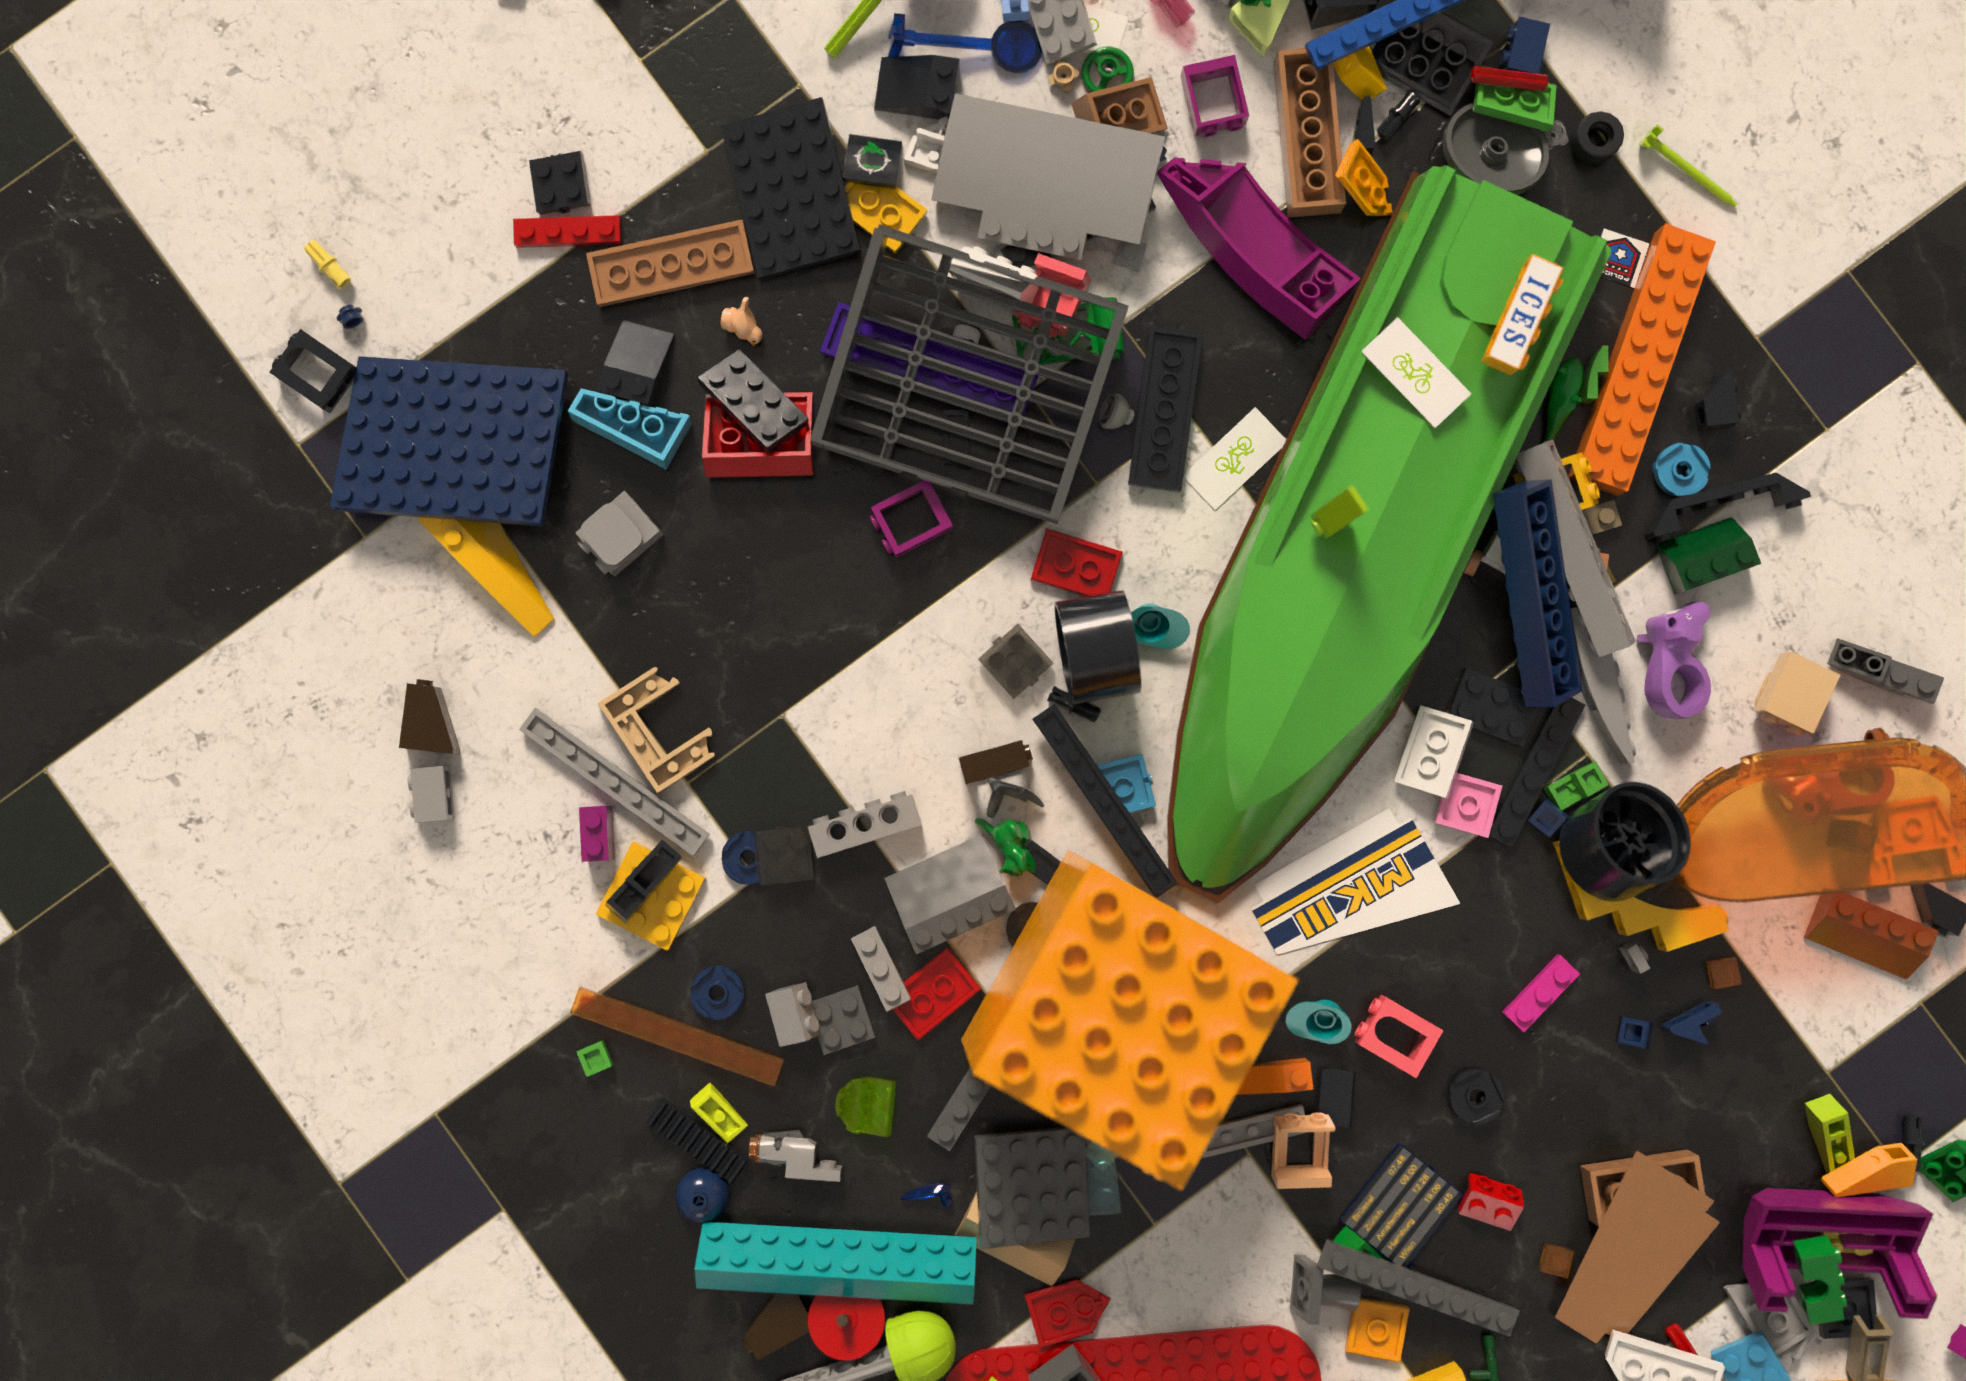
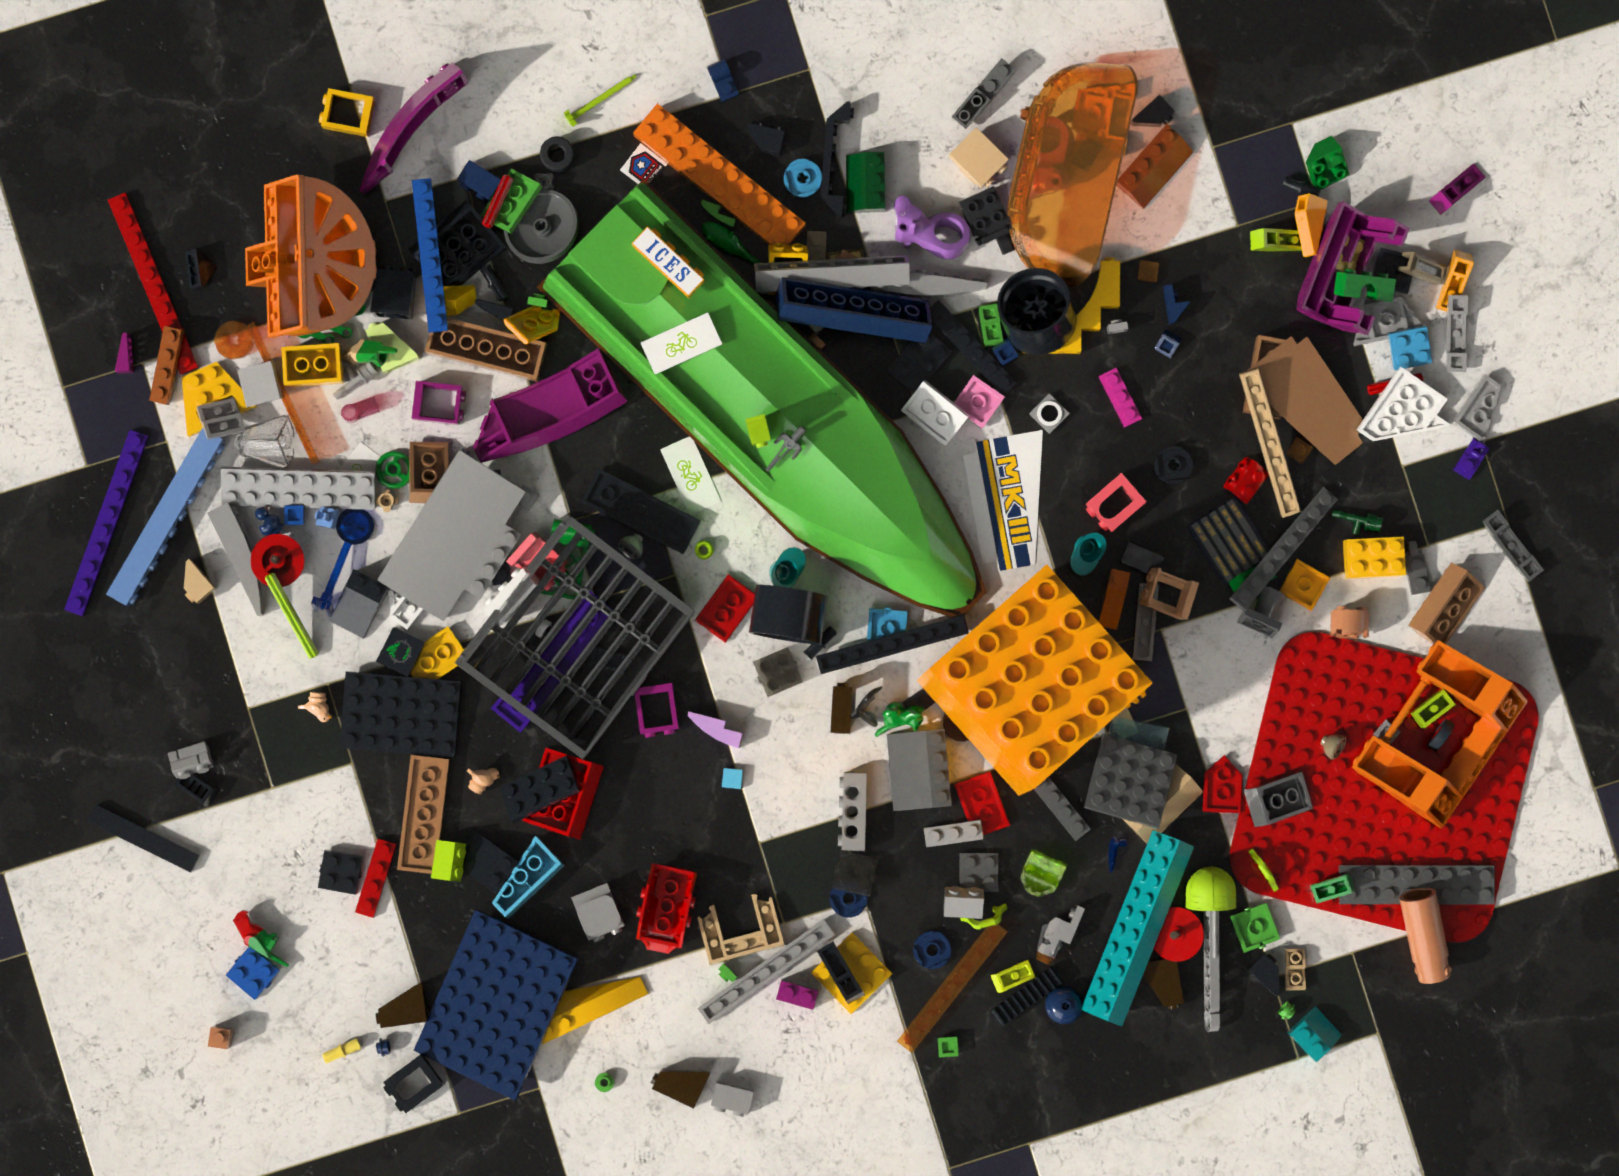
camera: 70 degrees left, 0 degrees up
(292, 101) = (220, 1037): none -> nougat brick
(392, 116) = (252, 972): none -> blue plate
(406, 622) = (608, 1077): none -> bright green plate
(407, 327) = (405, 1009): none -> dark brown slope
(437, 104) = (257, 937): none -> animal
(594, 731) = (726, 973): none -> bright green plate
(619, 315) = (448, 860): none -> lime brick
(654, 619) = (666, 907): none -> red slope
(765, 78) = (317, 706): none -> light nougat animal
(782, 1064) = (976, 924): none -> lime helmet
(854, 649) = (732, 778): none -> medium azure tile
(911, 606) = (715, 728): none -> lavender slope
(1149, 503) = (699, 545): none -> lime plate
(1333, 566) = (790, 442): none -> dark grey piece
(1396, 179) = (538, 300): none -> bright green plate
(1468, 909) = (1049, 426): none -> piece
(1558, 1220) = (1270, 442): none -> tan tile
(1718, 733) = (987, 219): none -> black plate
(1773, 320) = (722, 80): none -> dark blue plate

